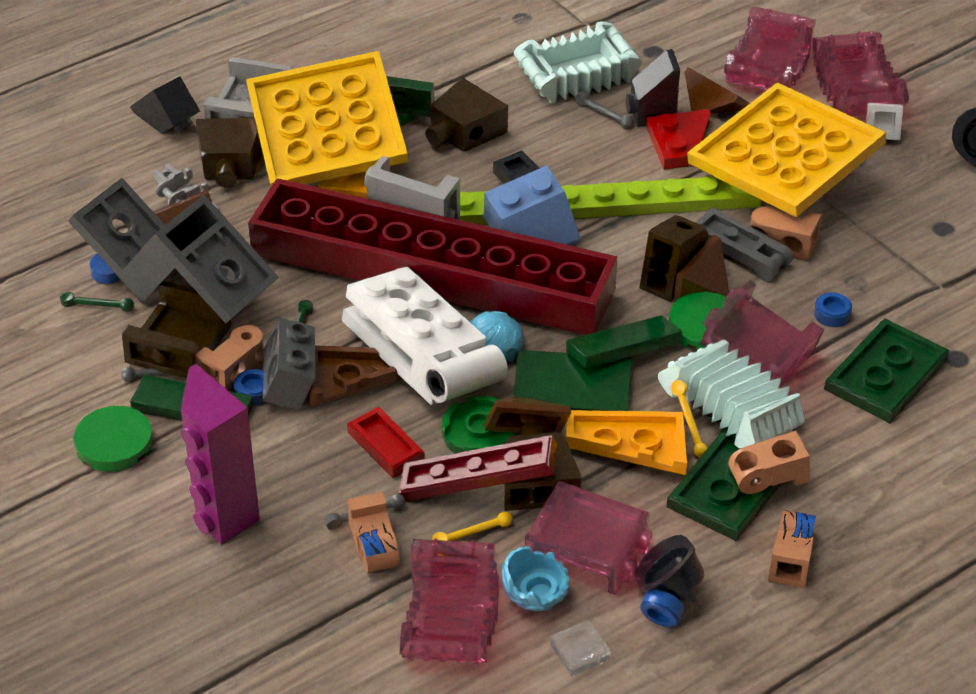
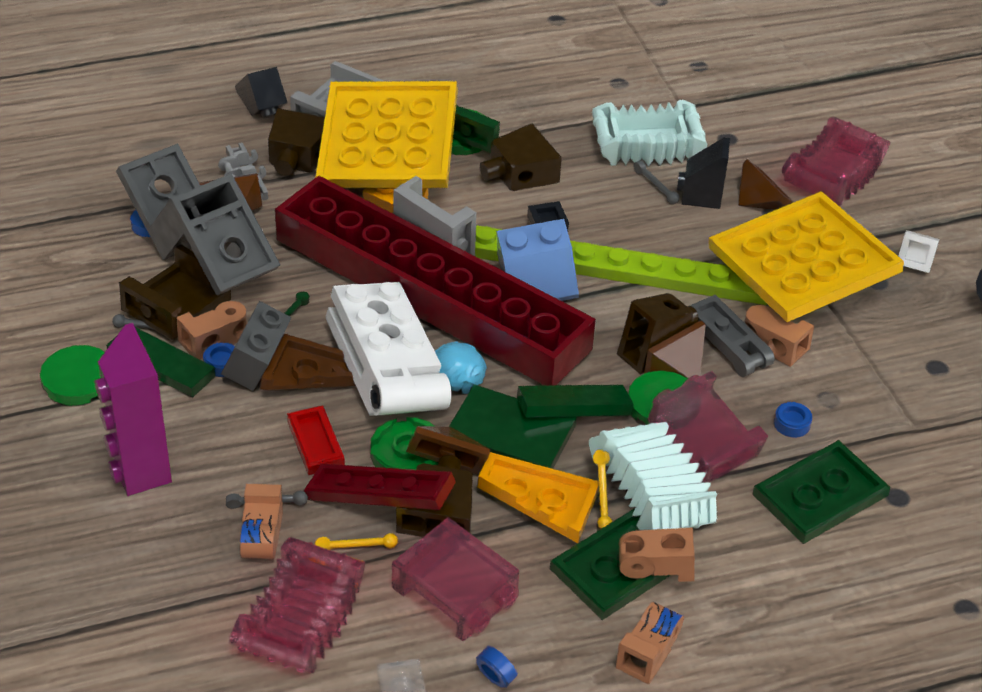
camera: 15 degrees right, 0 degrees up
(68, 299) = (101, 242): dark green hinge -> none
(534, 579) = (386, 605): medium azure hair -> none
(671, 568) = (520, 633): black piece -> none
(676, 135) = (714, 216): red wing -> none
(856, 72) = (911, 199): clear pink piece -> none

